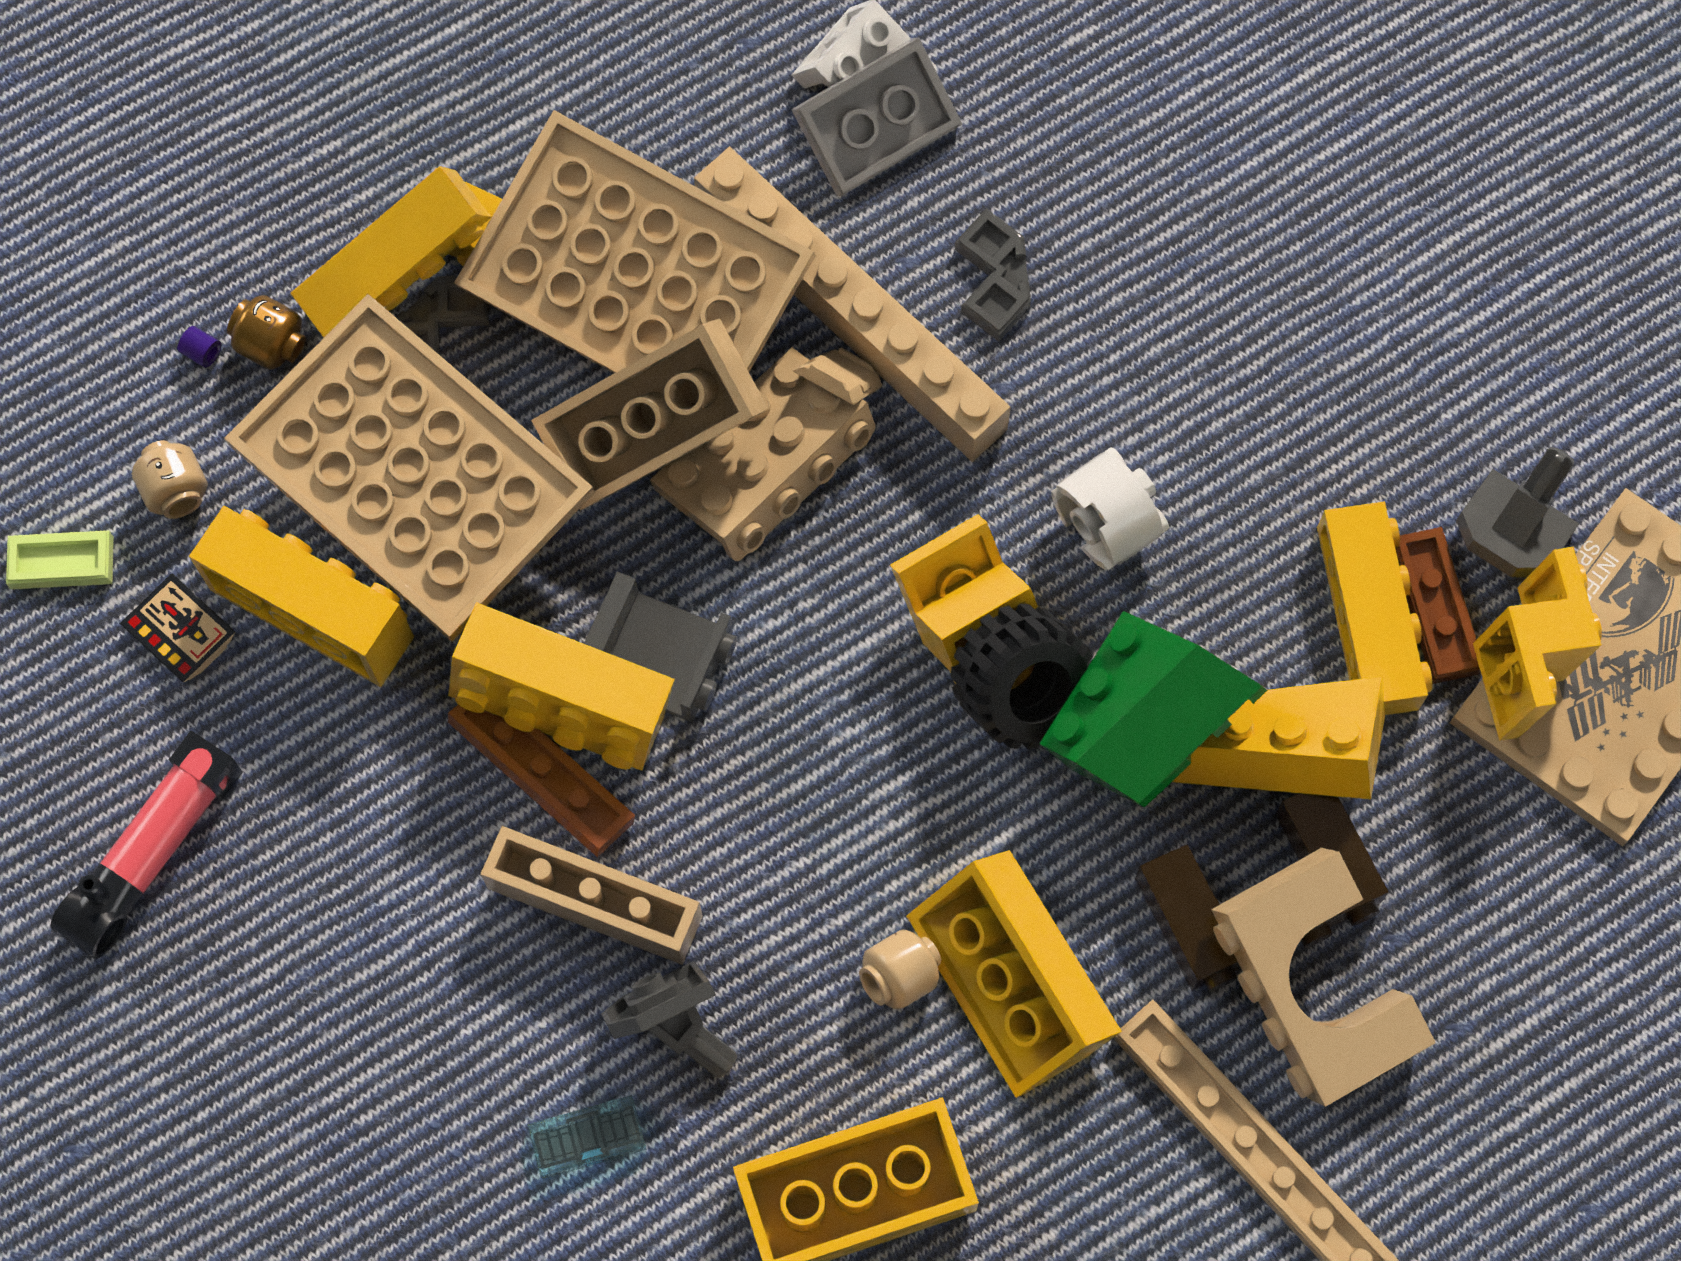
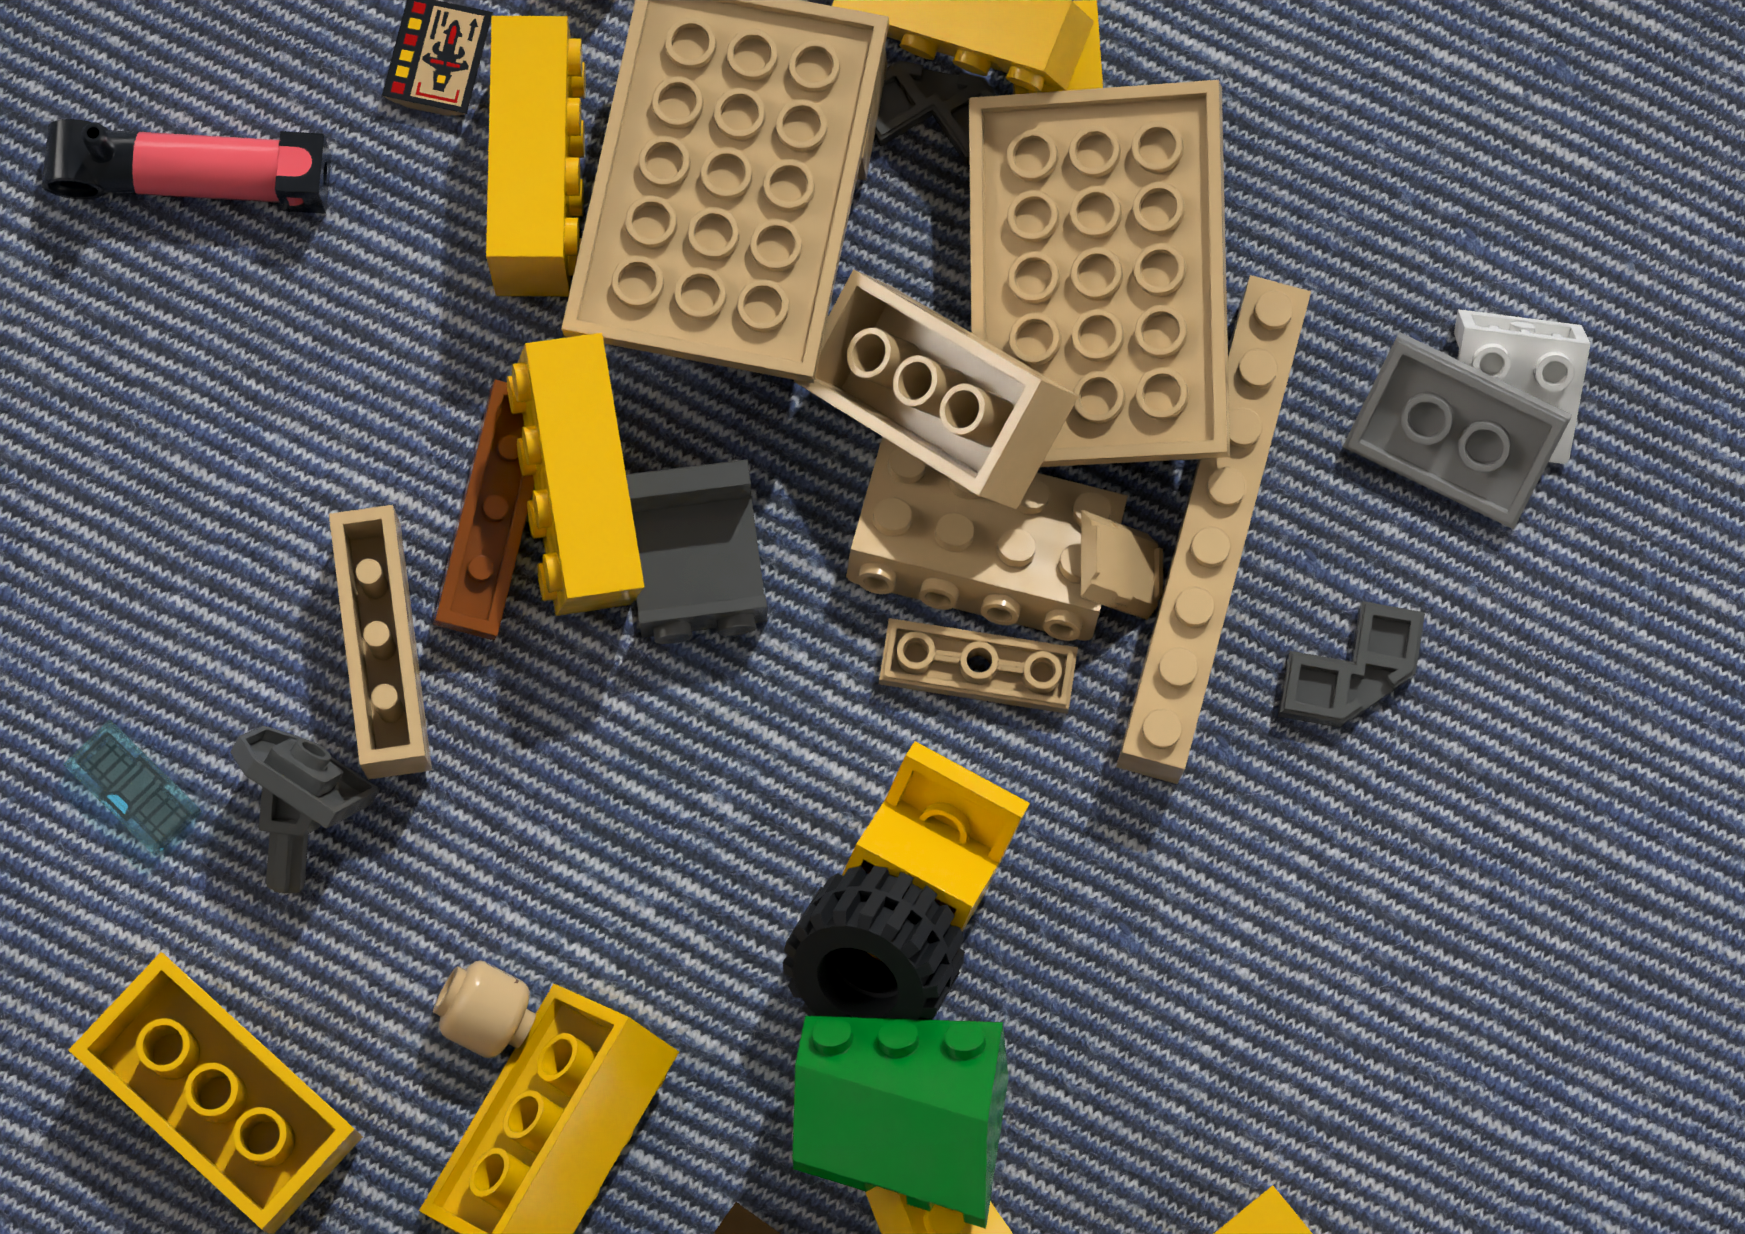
camera: 55 degrees right, 5 degrees up
(833, 531) = (1019, 671): none -> tan tile
(1110, 508) = (1133, 945): white brick -> none

